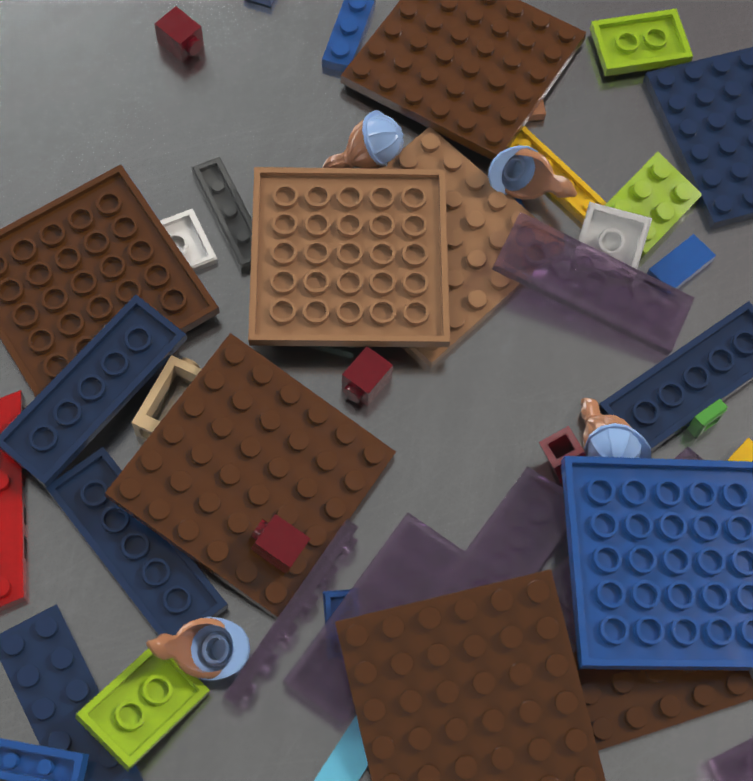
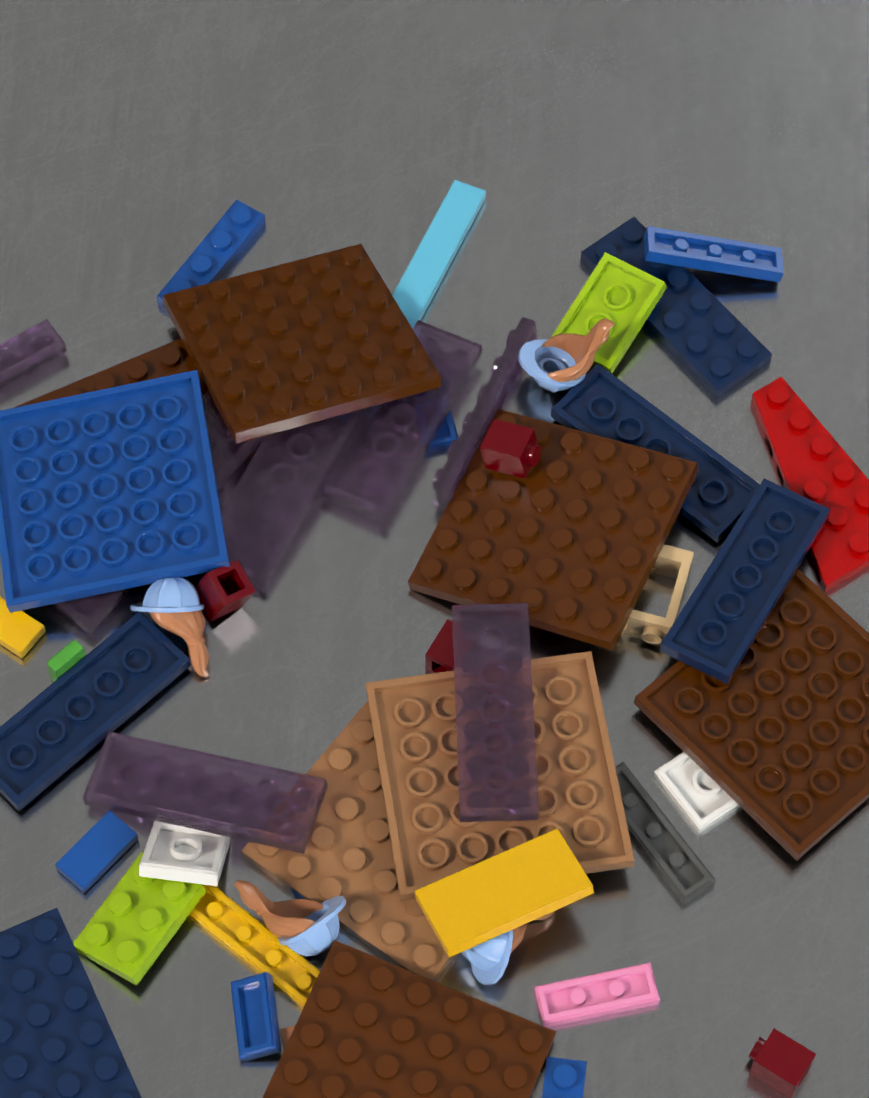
camera: 175 degrees right, 5 degrees down
(303, 106) = (596, 995): none -> bright pink tile
(344, 292) = (494, 713): none -> clear purple plate
(364, 146) = (503, 892): none -> yellow tile
(563, 125) = (255, 1016): none -> blue tile

